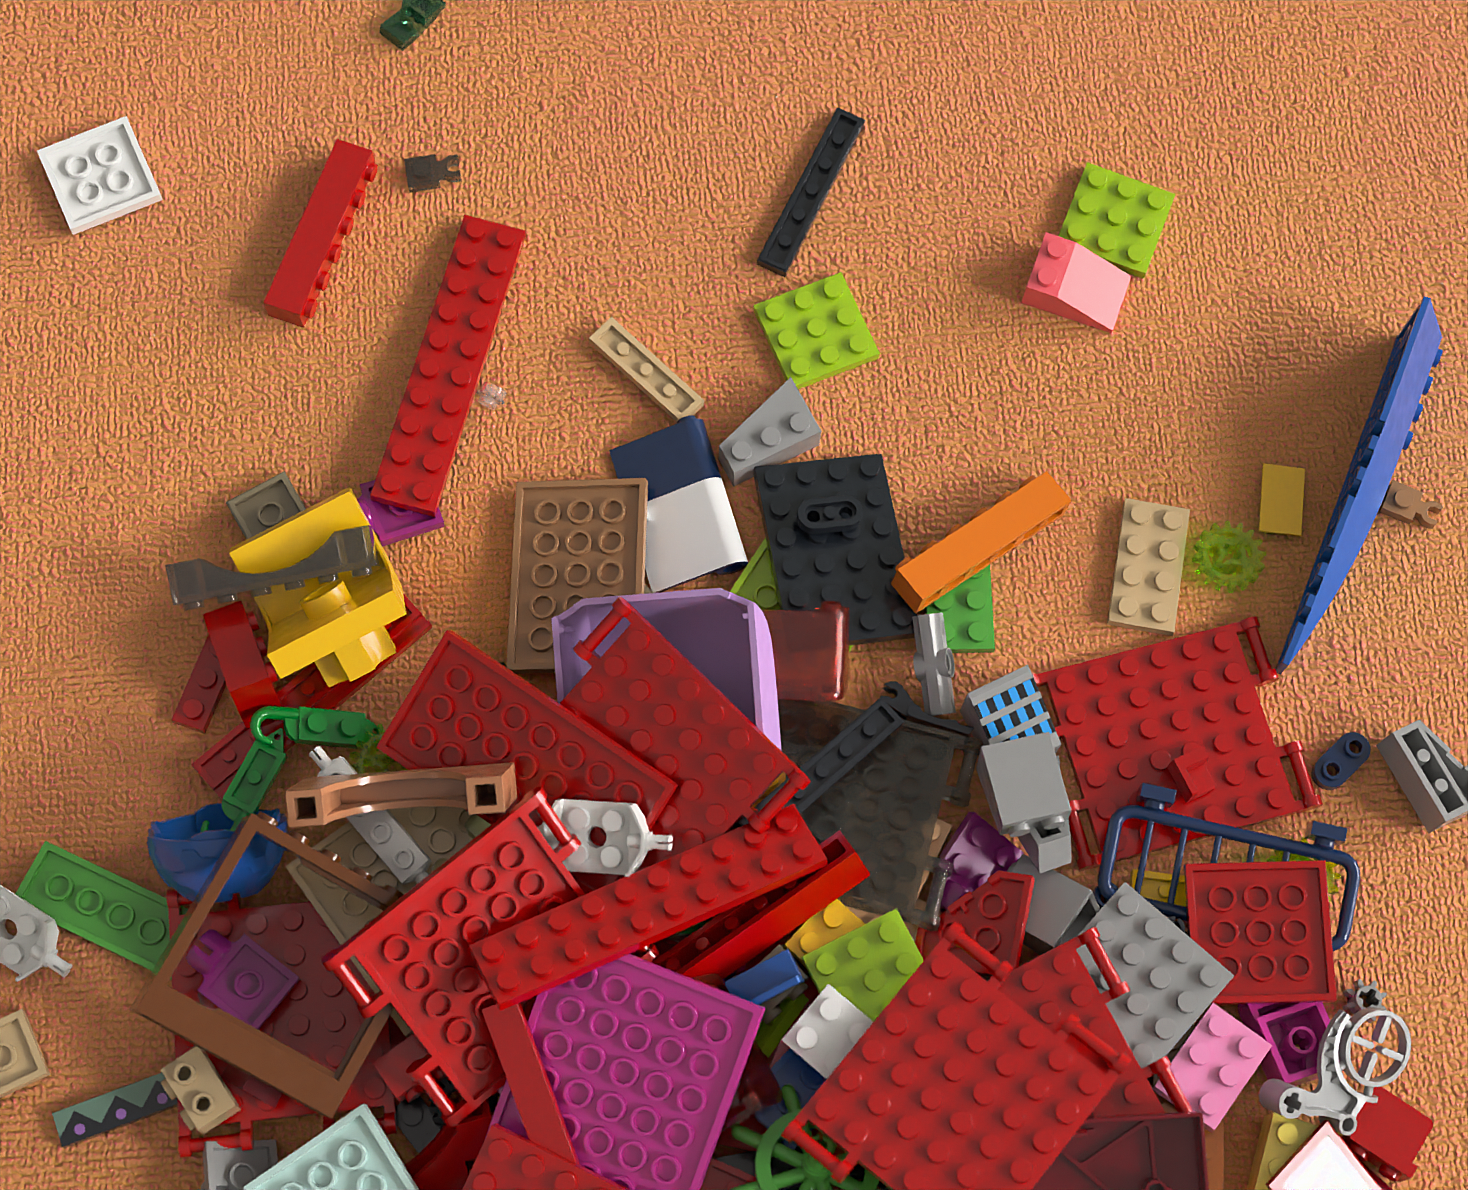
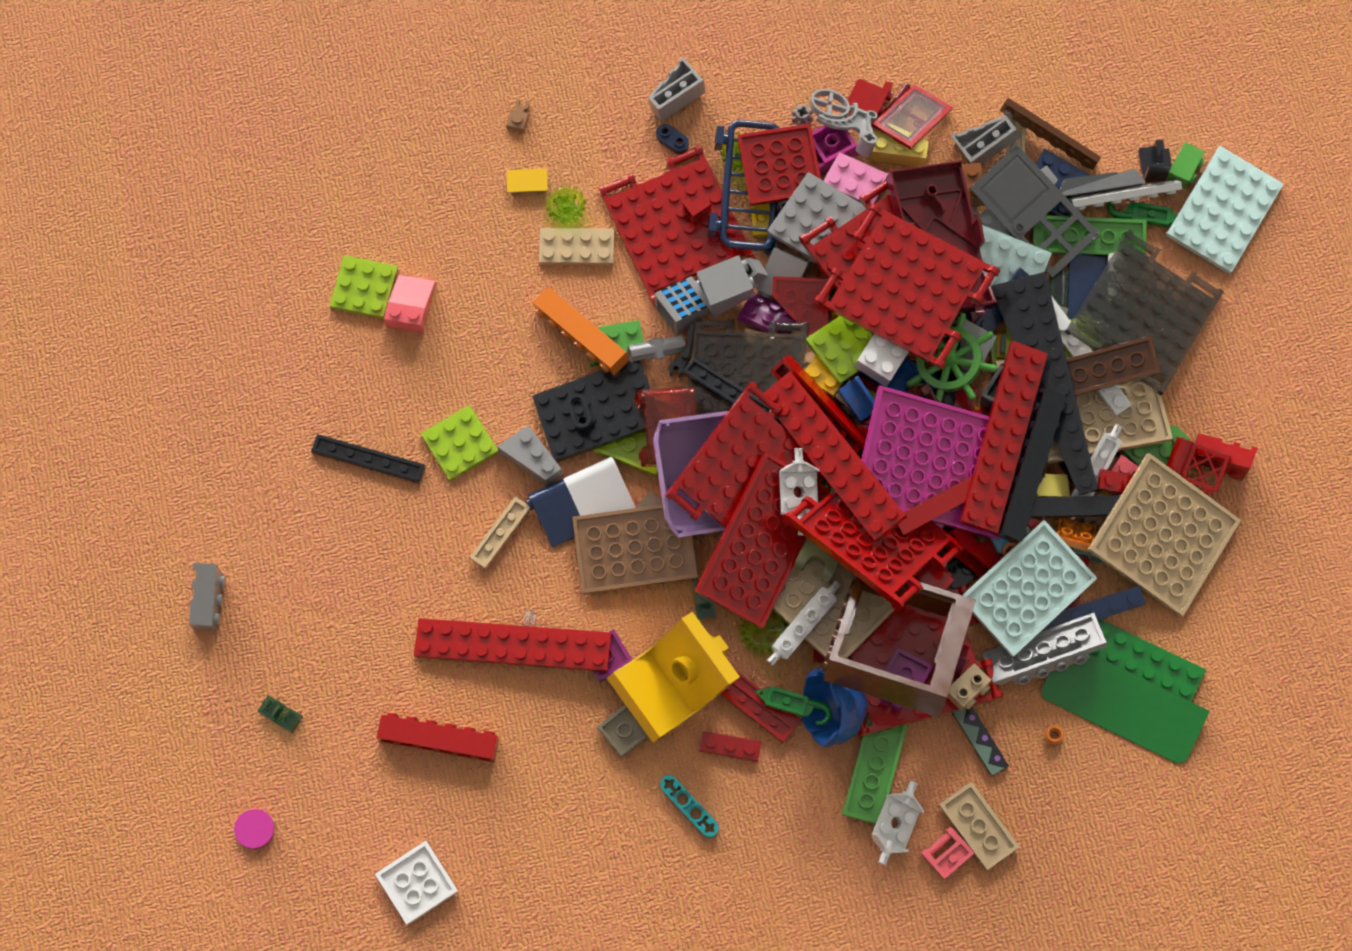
camera: 90 degrees left, 0 degrees up
(119, 593) = (689, 806): none -> teal beam
(242, 659) = (720, 719): red wedge -> none
(315, 726) = (750, 674): green plate -> none
(344, 552) = (651, 669): clear smoke arch -> none
(425, 173) = (386, 684): clear smoke plate -> none
(473, 788) = (783, 555): nougat arch -> none
(1371, 468) = (508, 137): wedge -> none

